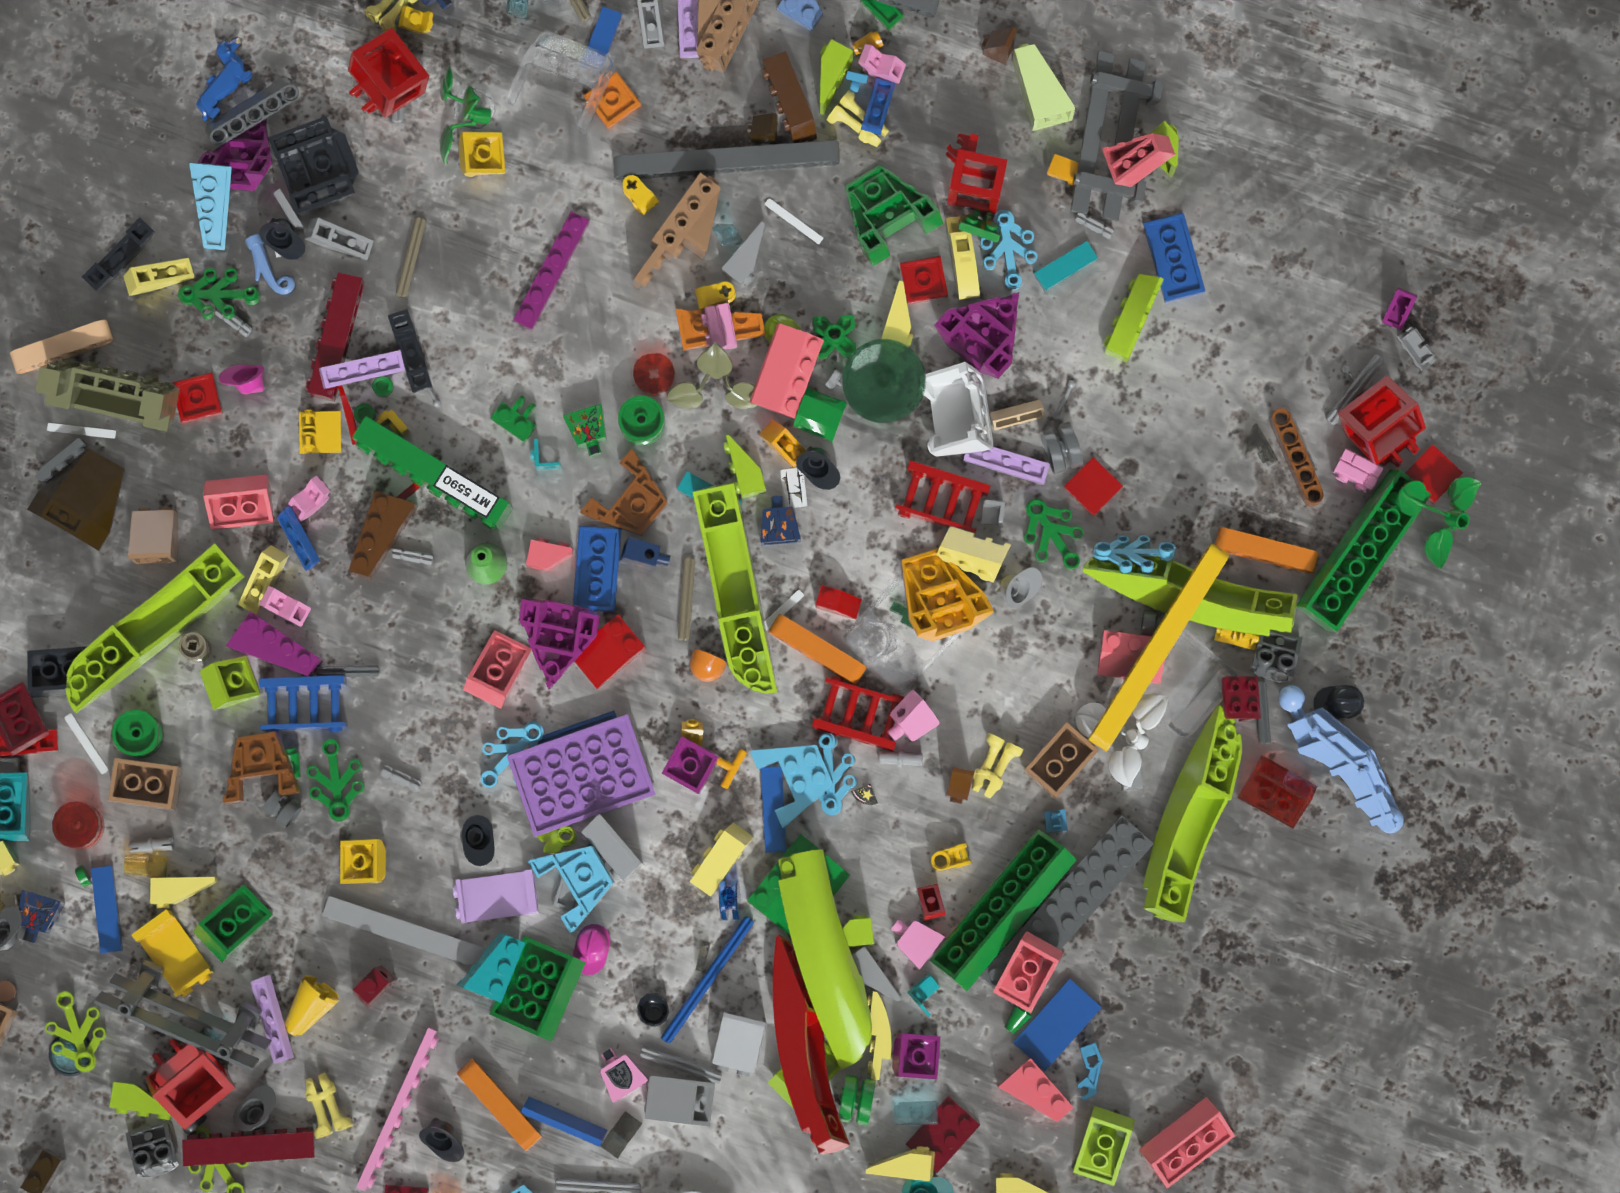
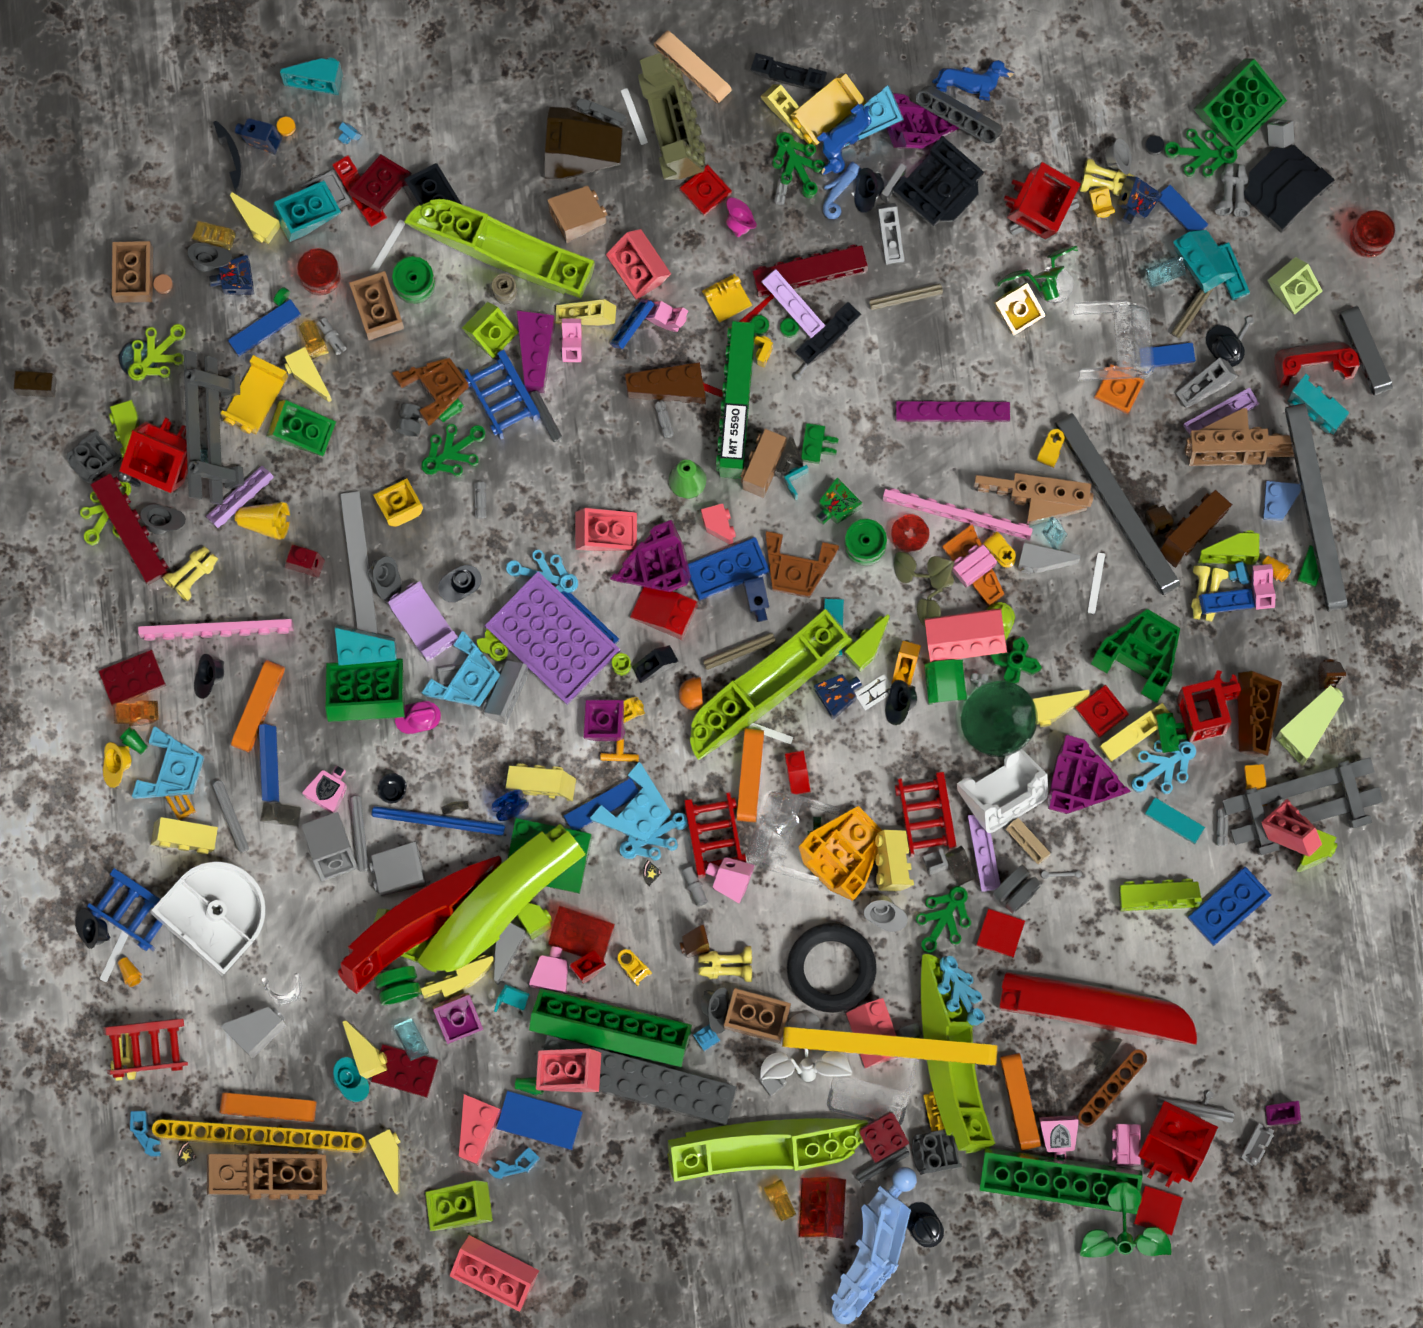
camera: 65 degrees right, 5 degrees down
(177, 235) = (827, 108): none -> yellow panel
(215, 235) = (841, 136): none -> blue animal
(433, 911) = (385, 577): none -> dark grey piece
(510, 479) = (763, 462): none -> medium nougat brick
(513, 448) = (789, 454): none -> clear smoke slope
(639, 718) = (621, 664): none -> lime wheel
(658, 687) = (655, 663): none -> black slope
(663, 310) = (951, 512): none -> bright pink plate
(893, 893) = (580, 933): none -> clear red slope
(1003, 134) = (1257, 712): none -> reddish brown wedge
(1009, 492) = (960, 866): none -> clear smoke slope
(1032, 797) = (715, 1006): none -> dark grey piece
(1048, 628) = (827, 1002): none -> black tyre
(1212, 431) = (1097, 1007): none -> red slope
(1250, 828) = (779, 1197): none -> clear yellow piece
(1317, 528) = (1059, 1134): none -> bright pink torso

